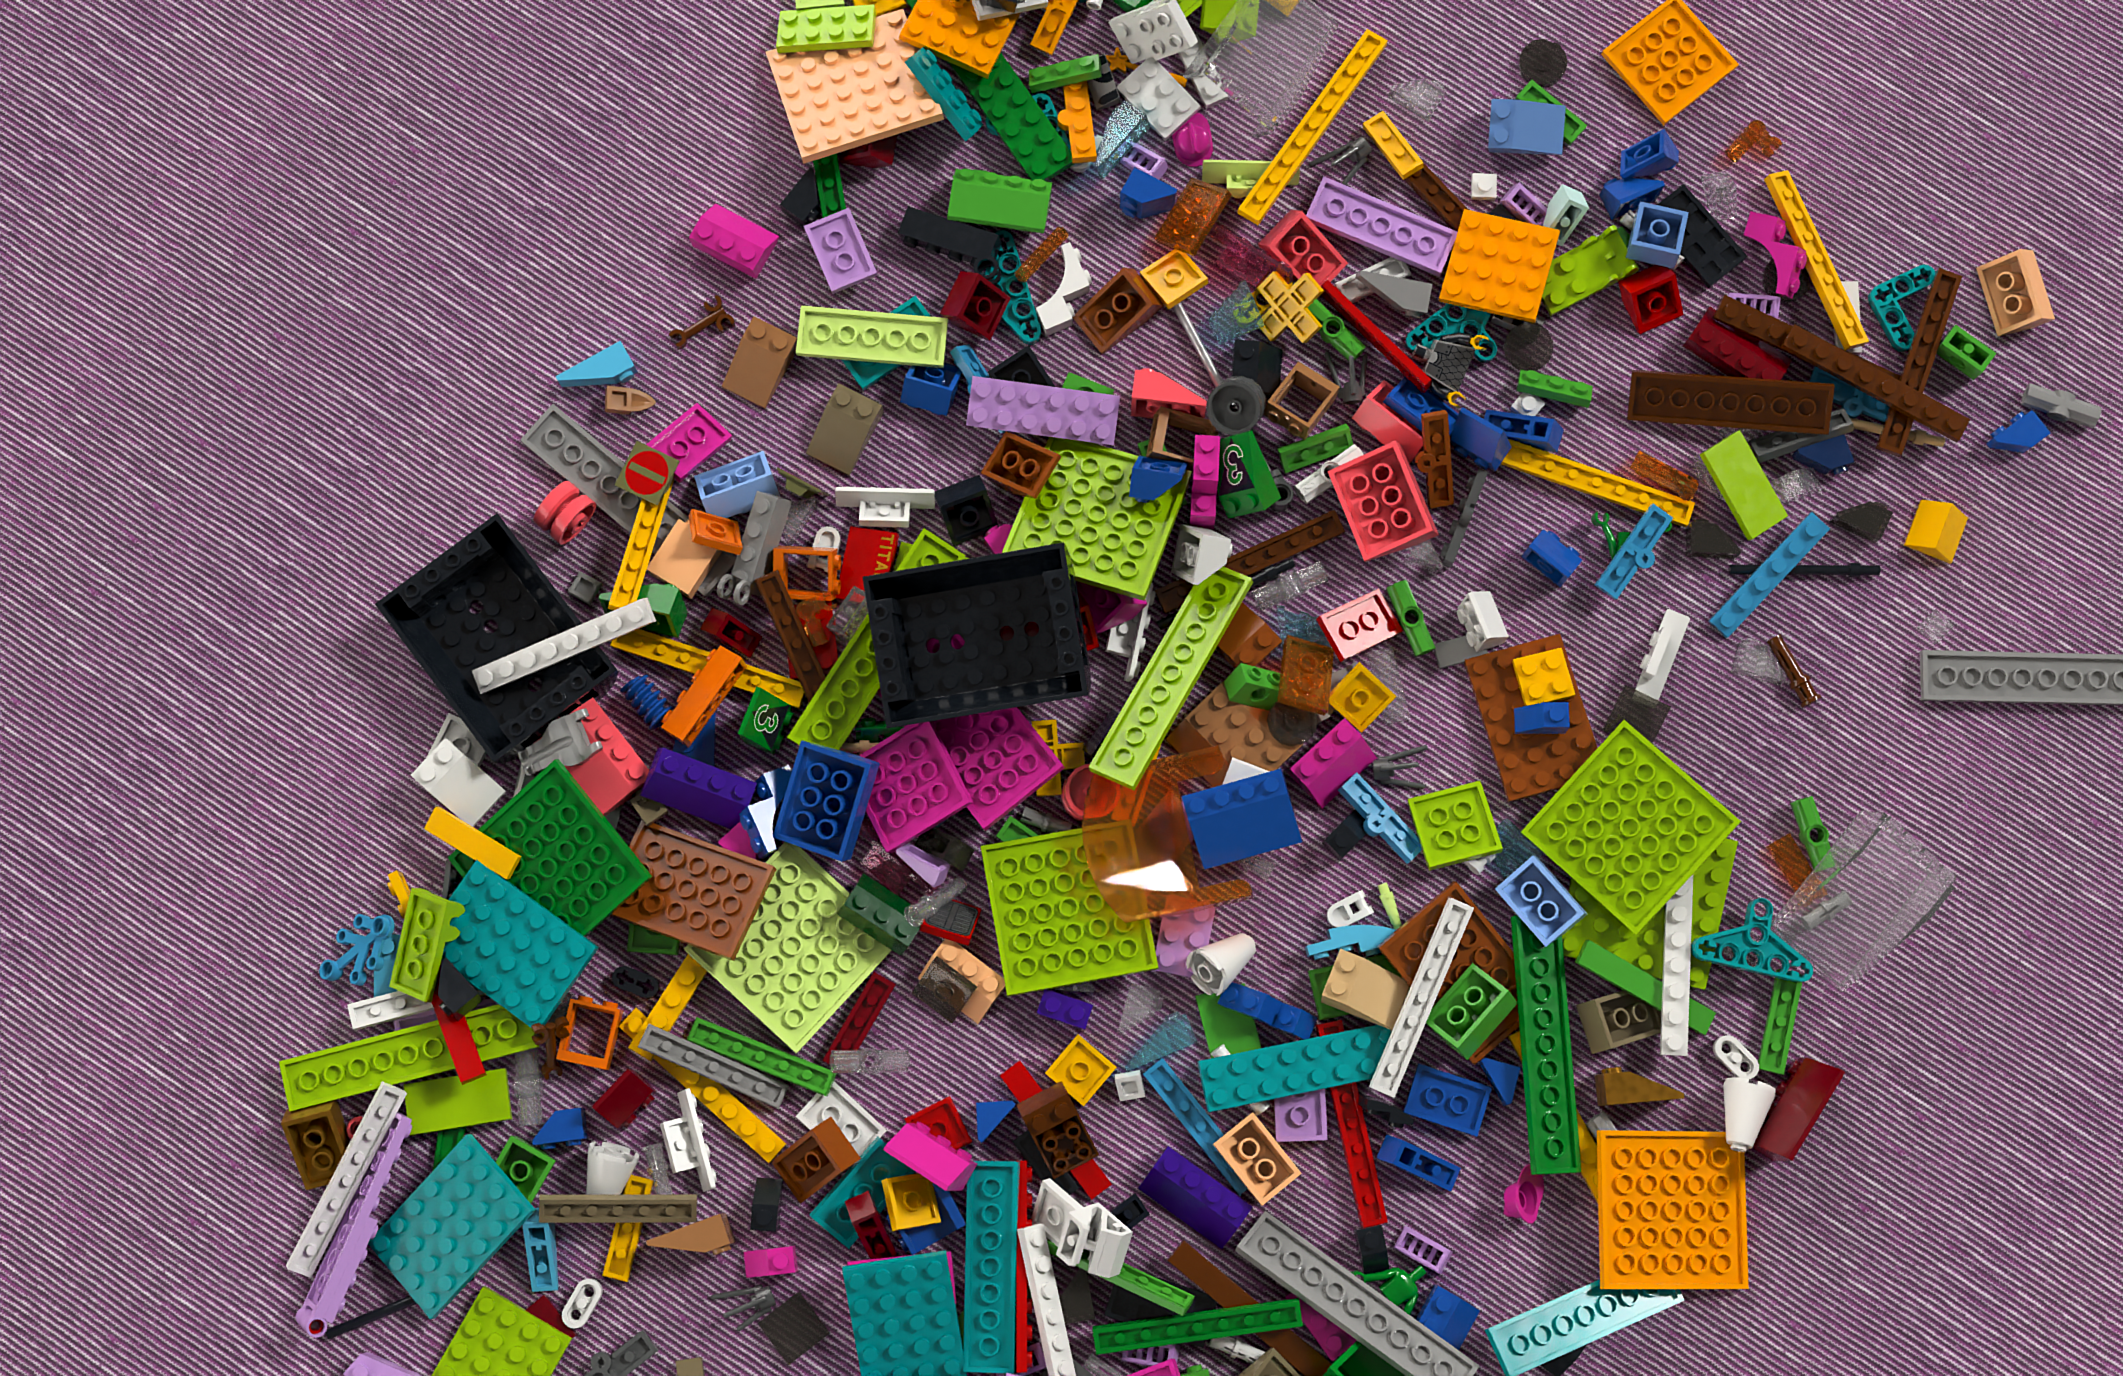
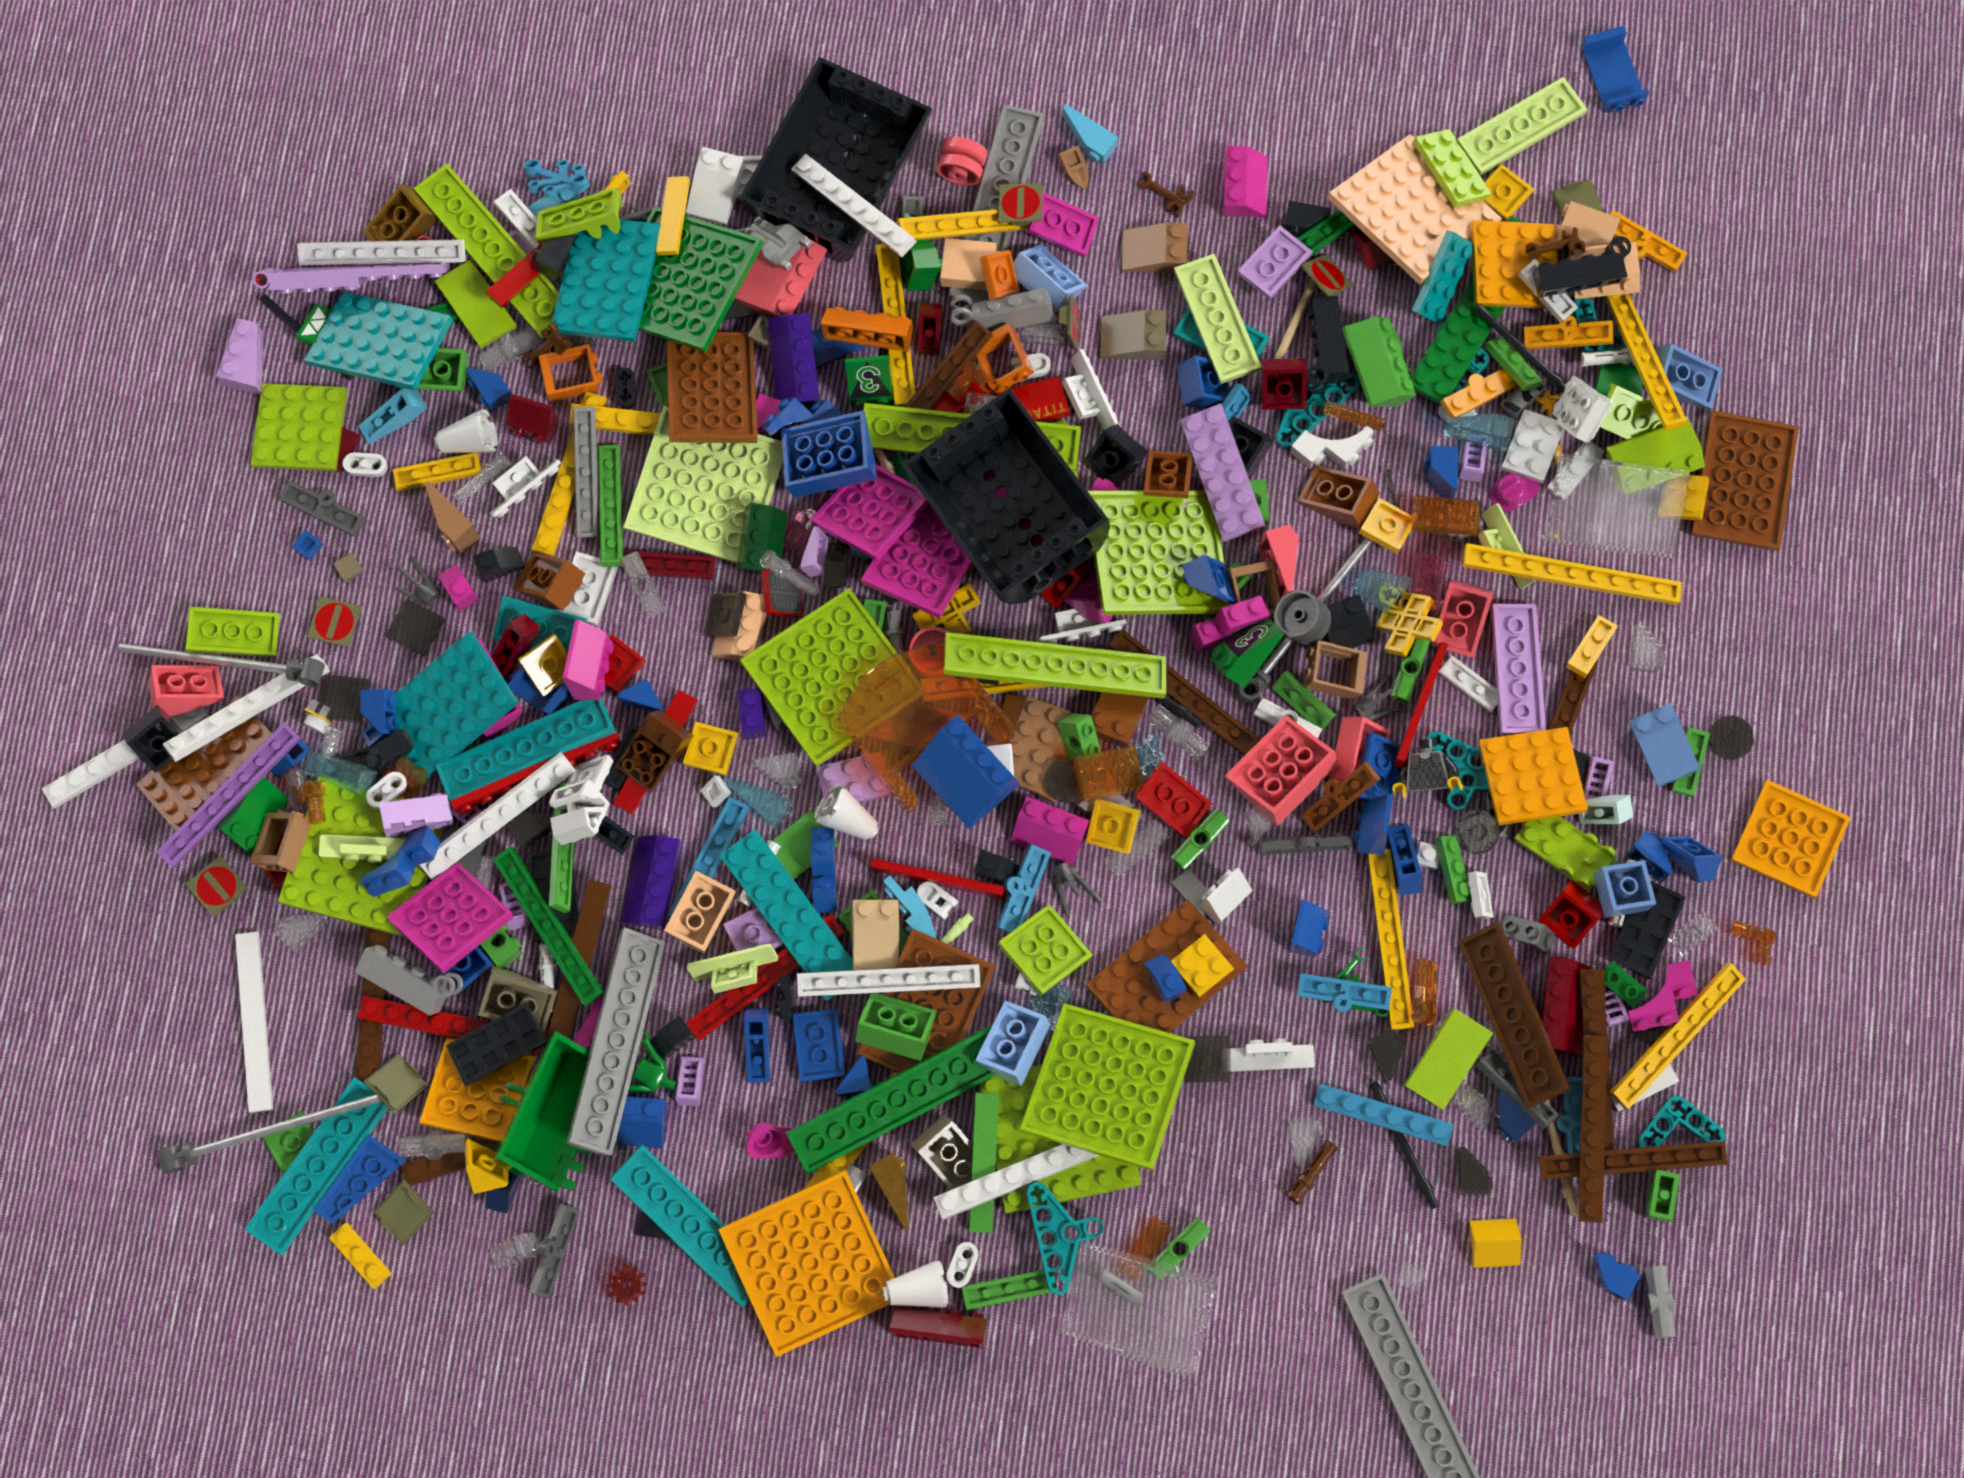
camera: 70 degrees right, 5 degrees down
(391, 1291) = (313, 324): none -> green tile
(618, 1208) = (445, 452): dark tan plate -> none
(646, 701) = (845, 289): blue piece -> none
(878, 207) = (1327, 275): none -> piece
(908, 262) = (1295, 320): none -> tan bar
(1098, 43) = (1555, 380): none -> black bar
(1115, 250) = (1388, 472): none -> clear smoke hinge
(1199, 553) = (1169, 645): white slope -> none
(1329, 899) = (938, 878): none -> red tile
(1333, 1152) = (734, 968): none -> yellowish green bracket
(1355, 150) = (1573, 620): dark grey plant -> none
(1401, 293) = (1468, 710): light grey slope -> none
(1483, 186) = (1597, 737): white plate -> none
(1599, 378) = (1480, 895): none -> white plate
(1650, 349) = (1528, 932): none -> dark grey bracket
(1743, 284) = (1623, 984): none -> green hinge
(2015, 292) = (1740, 1220): light nougat slope -> none

